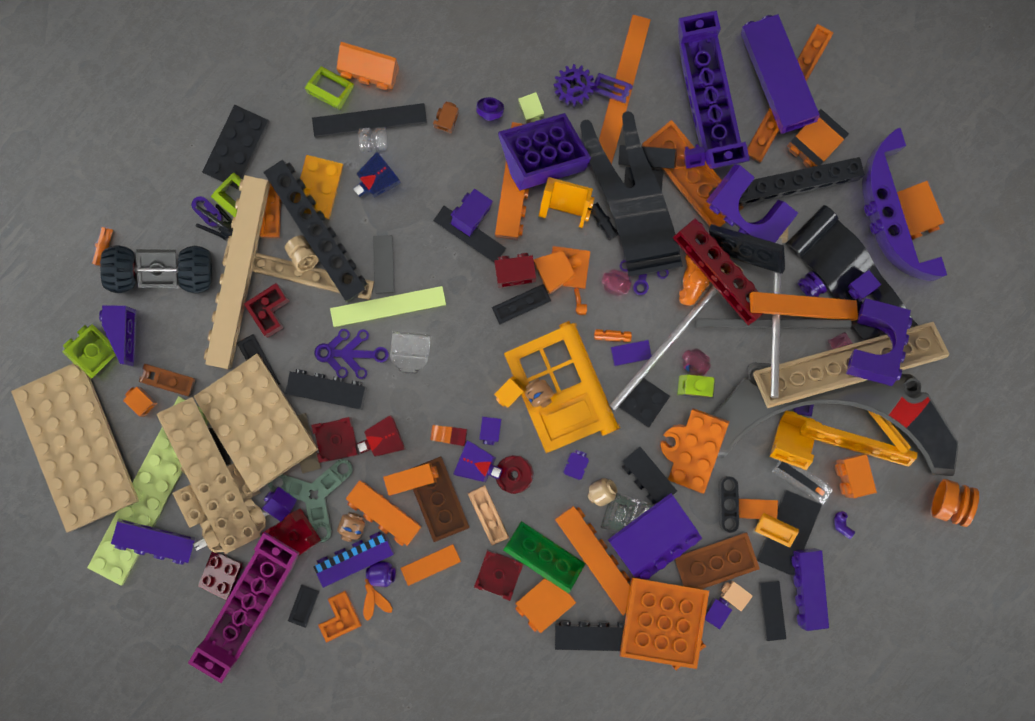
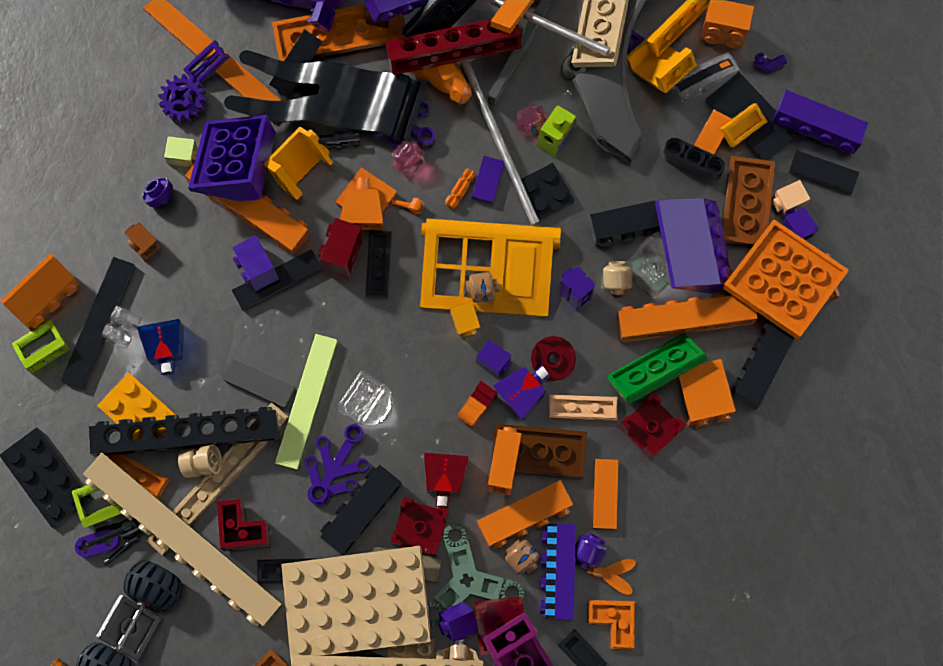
camera: 65 degrees left, 10 degrees down
(695, 449) = (621, 162): orange plate -> none

